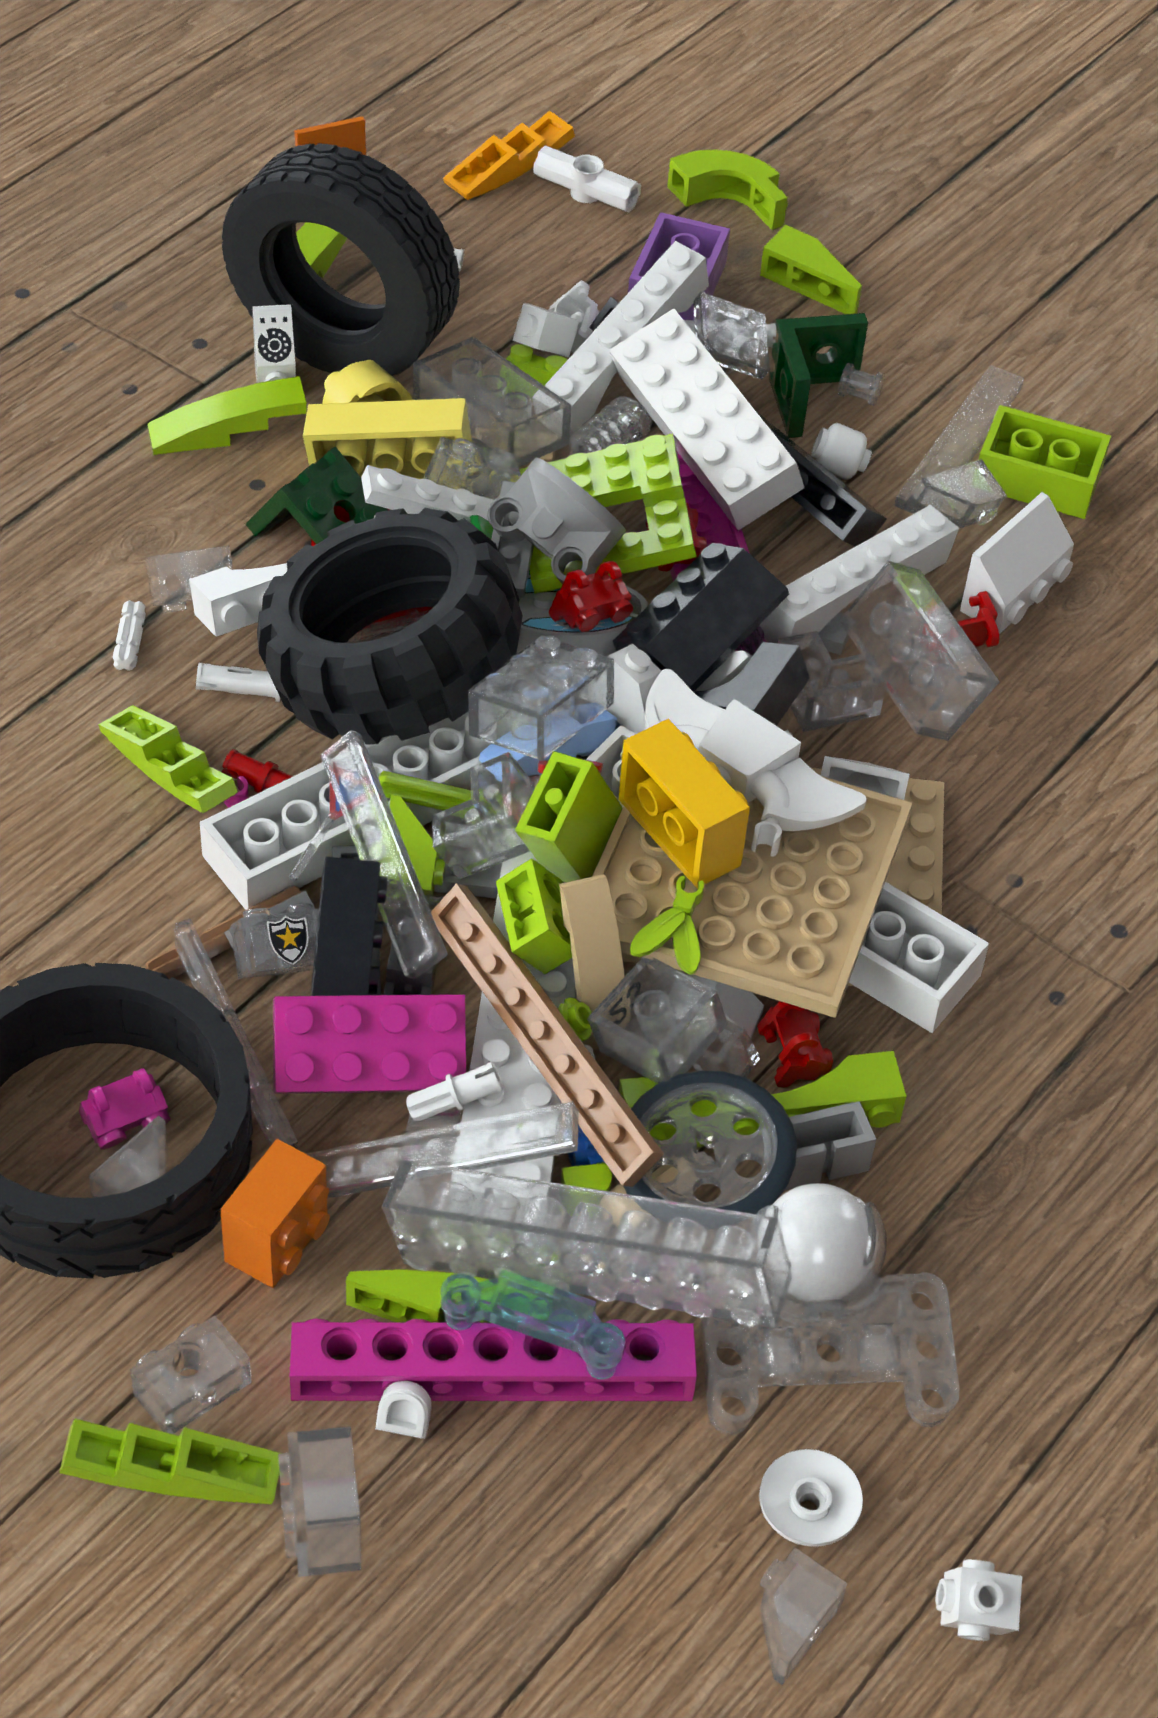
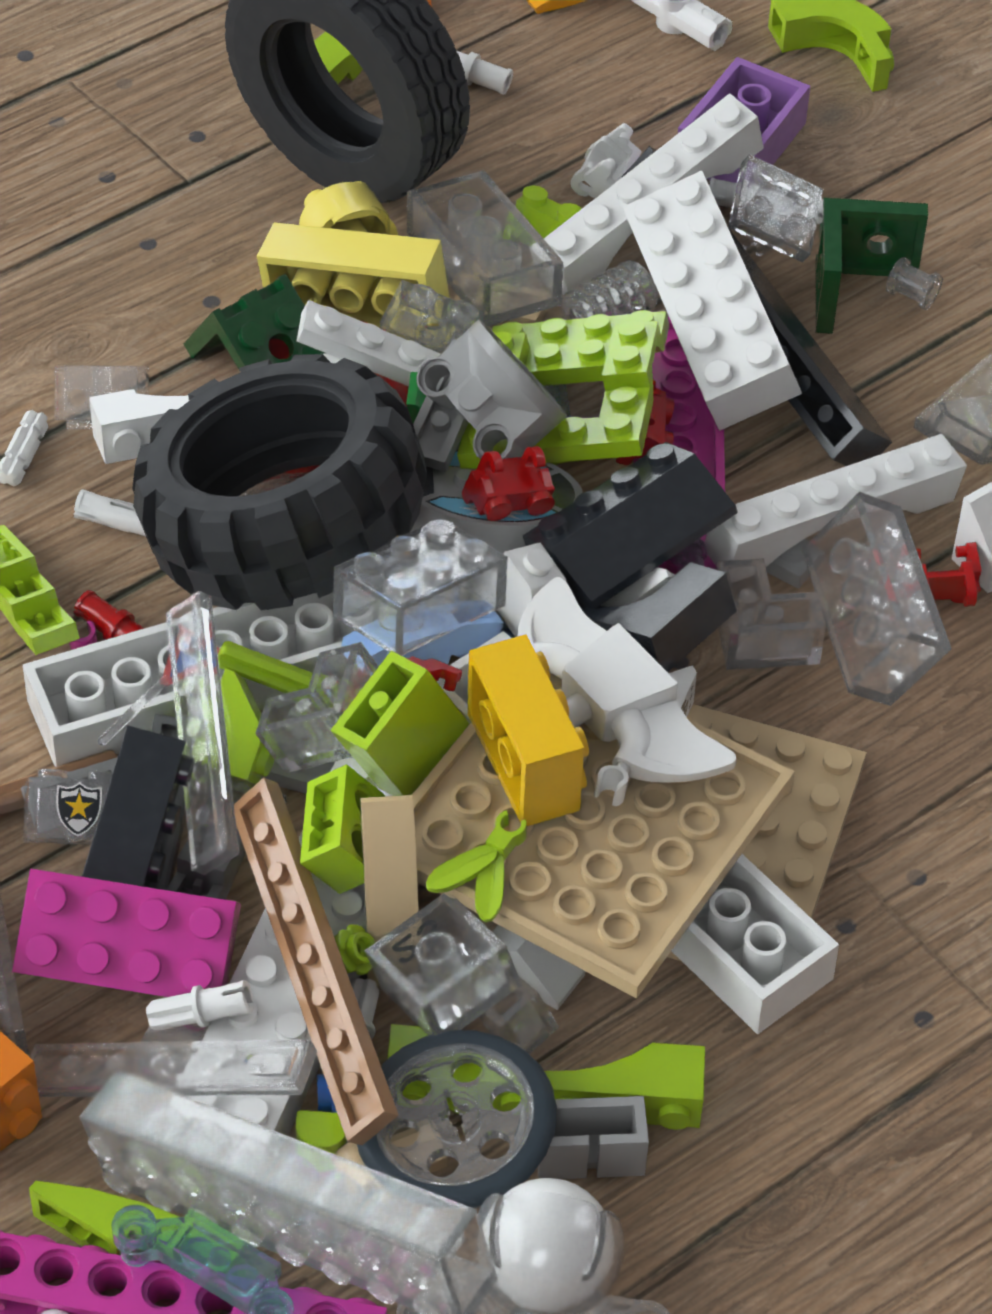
camera: 15 degrees right, 0 degrees up
(235, 411) = (182, 222): lime slope -> none
(273, 342) = (266, 156): white slope -> none
(545, 330) = (567, 172): white slope -> none
(802, 1050) = (605, 1023): red piece -> none
(810, 269) = (895, 142): lime slope -> none
(841, 450) = (866, 357): white head -> none
(866, 776) = (769, 736): white slope -> none

